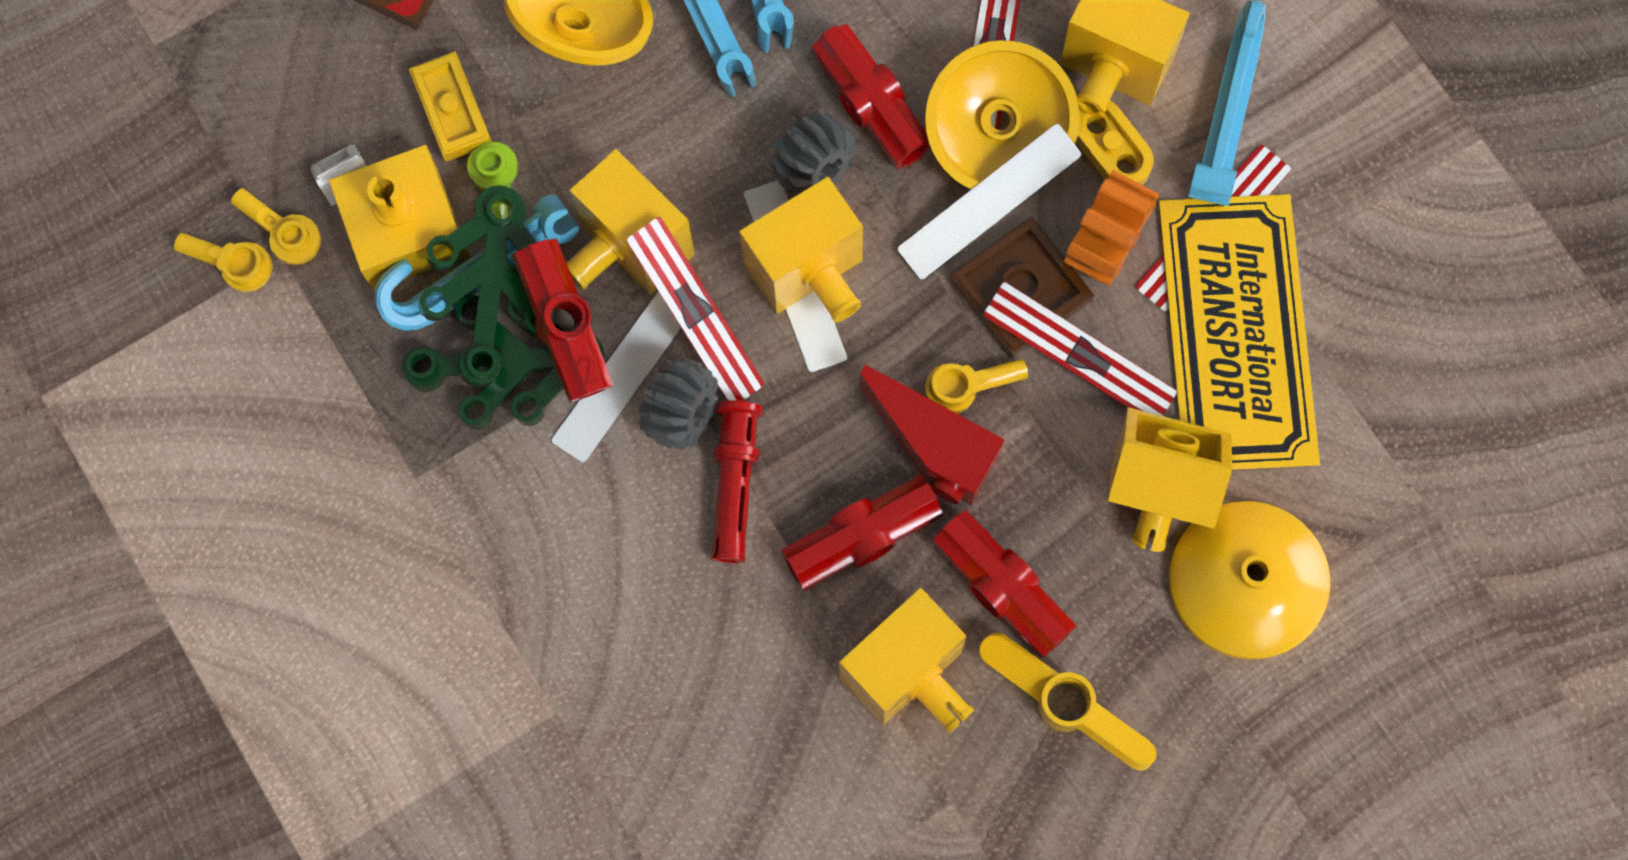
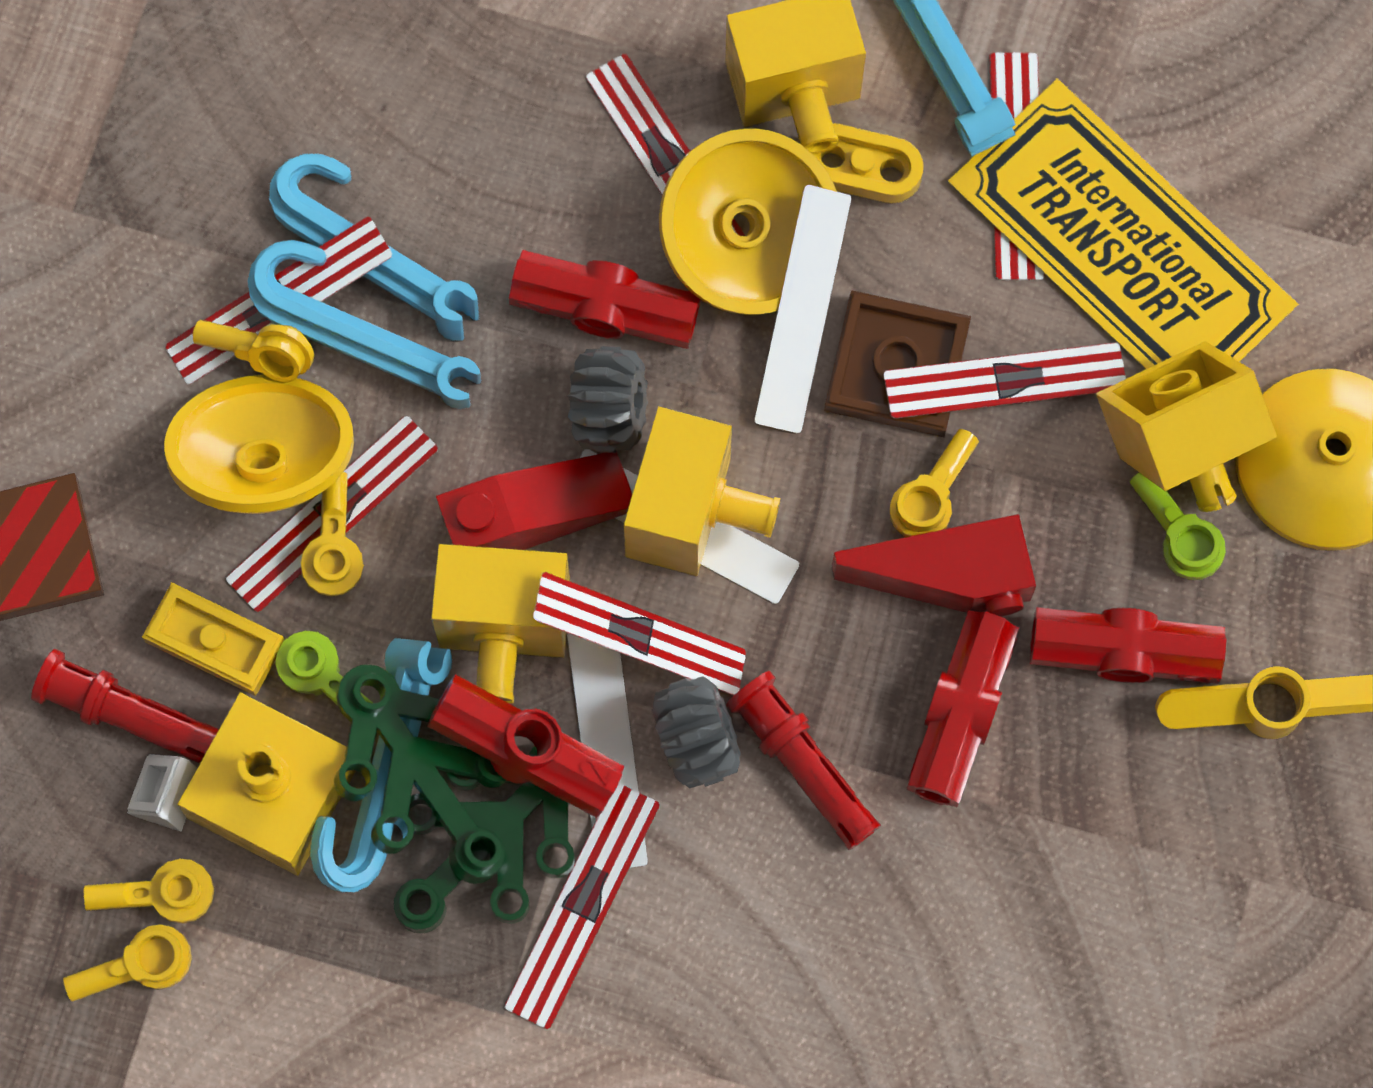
camera: 45 degrees left, 0 degrees up
(353, 87) = (102, 699): none -> red pin
(521, 453) = (582, 906): none -> sticker
(562, 118) = (332, 561): none -> yellow plate
(592, 92) = (369, 482): none -> sticker
(706, 180) = (536, 503): none -> red slope
(906, 663) = (1113, 787): yellow brick -> none
(1105, 556) = (1191, 545): none -> lime plate
(1111, 228) = (940, 242): orange gear -> none

